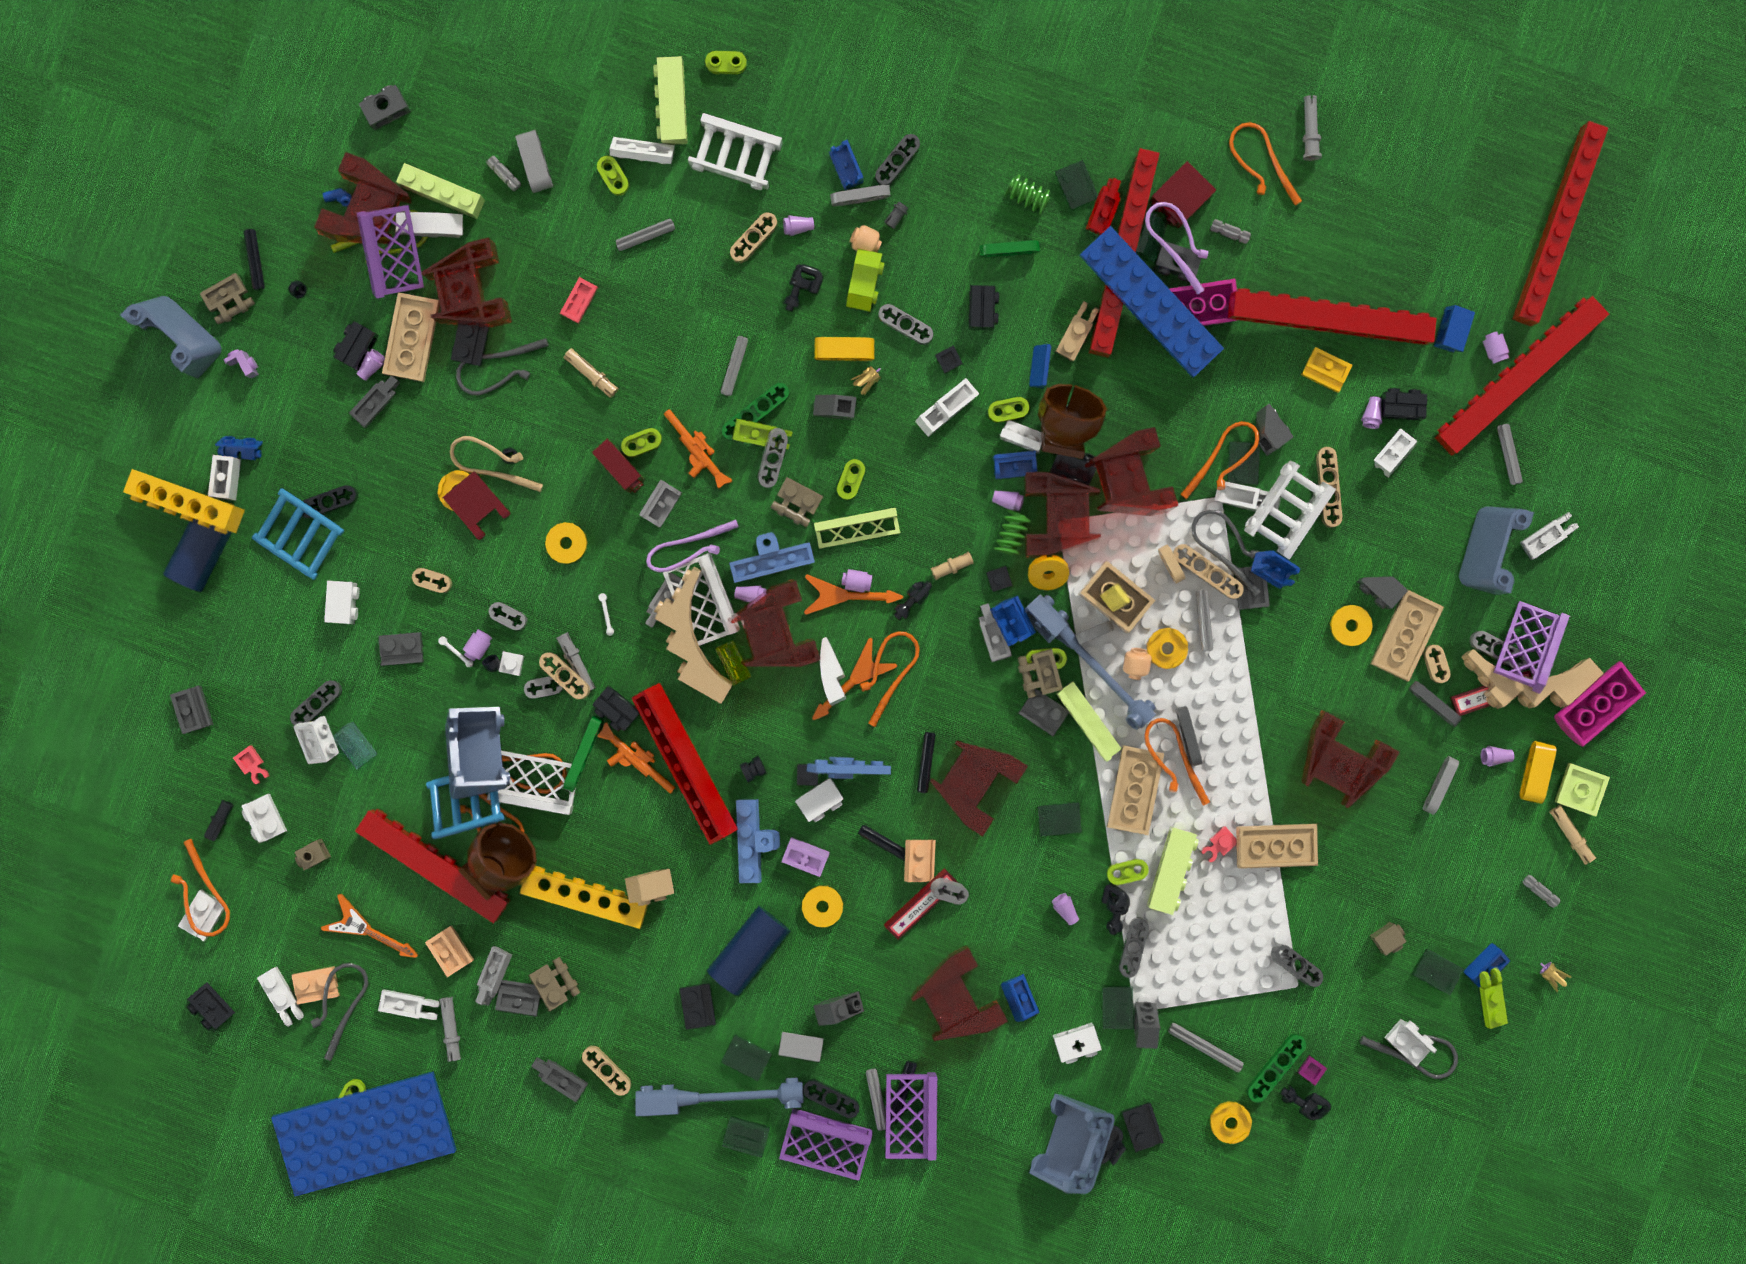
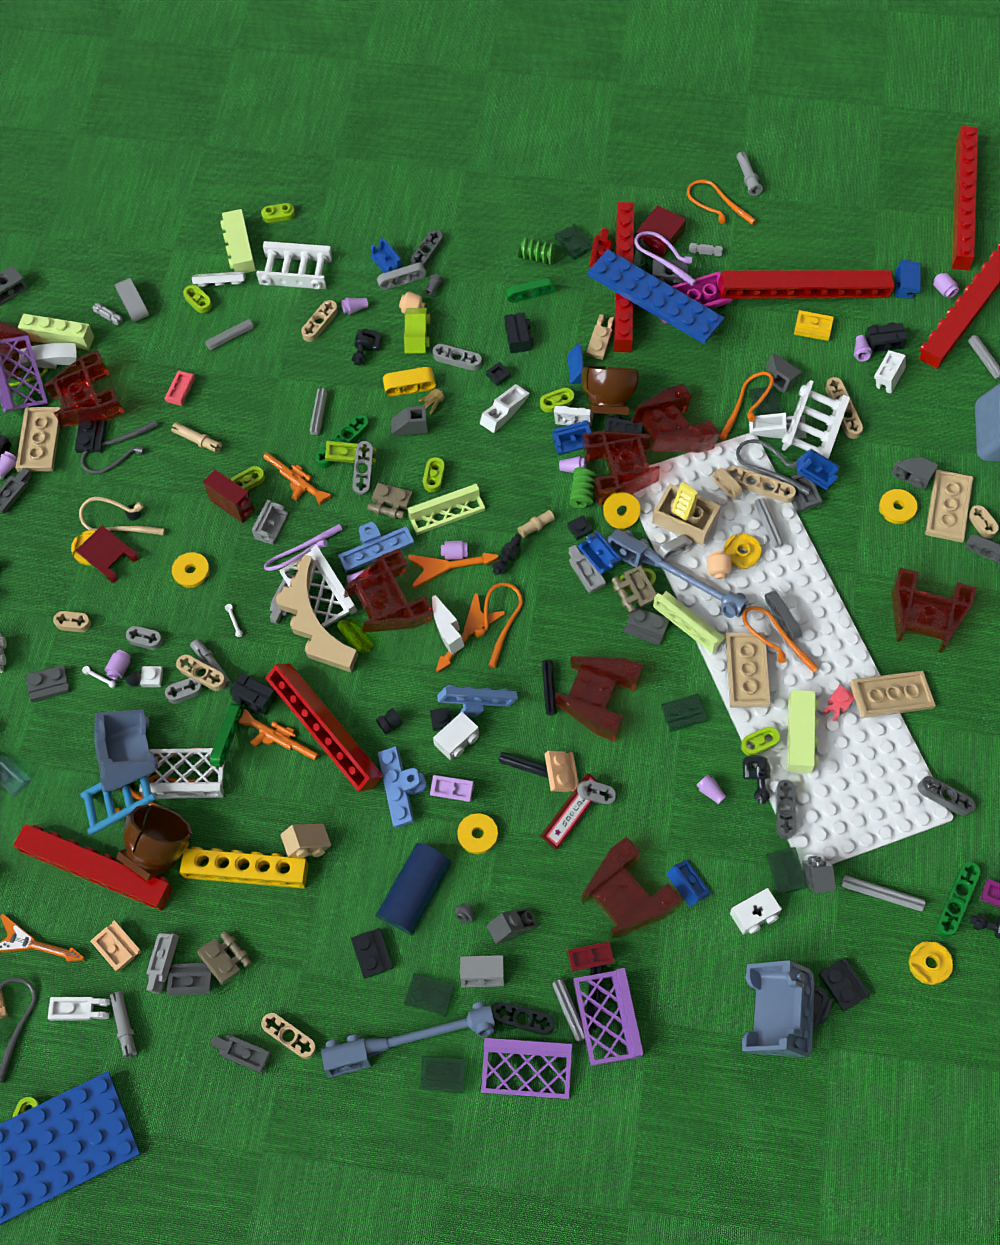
camera: 10 degrees left, 25 degrees down
(794, 987) = (464, 913): none -> dark grey plate
(906, 1054) = (590, 956): none -> dark red hinge

